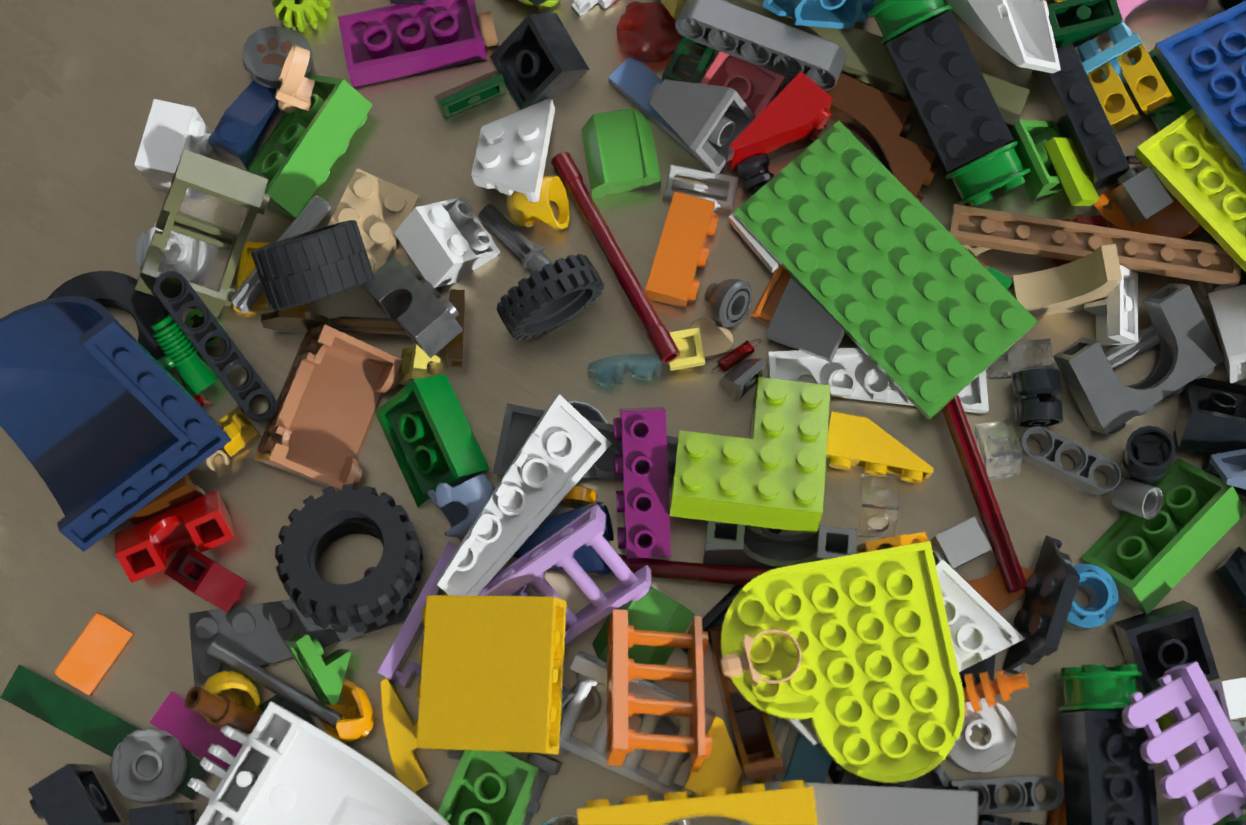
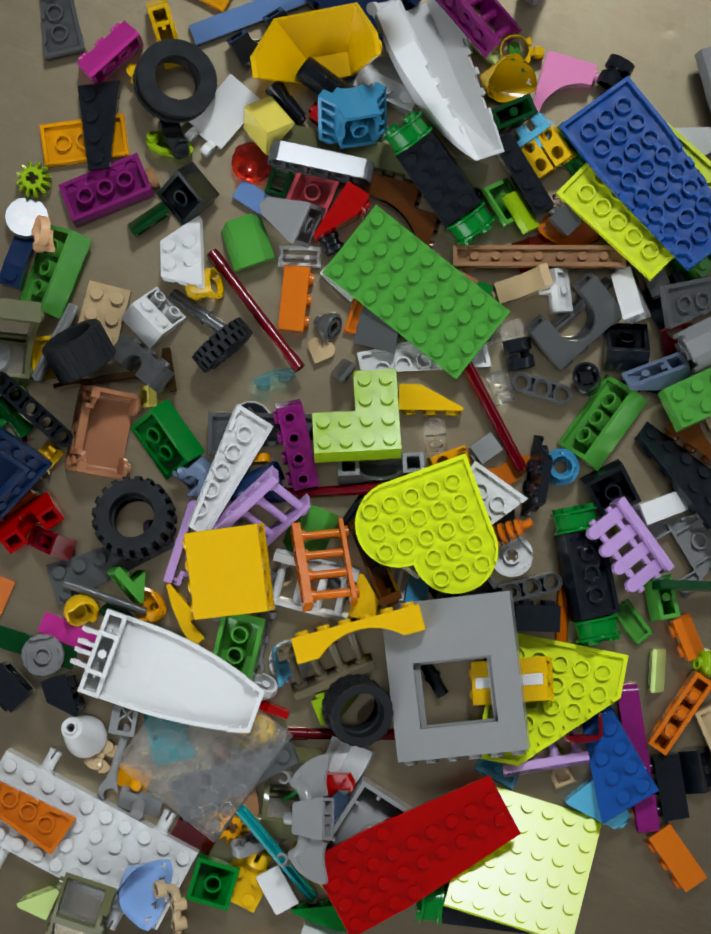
camera: 15 degrees left, 10 degrees up
(221, 709) = (80, 618): reddish brown pin -> none
(690, 347) = (309, 358): light yellow tile -> none
(735, 664) = (365, 544): light nougat piece -> none
(736, 356) = (337, 357): red piece -> none
(1137, 498) = (584, 404): light grey beam -> none

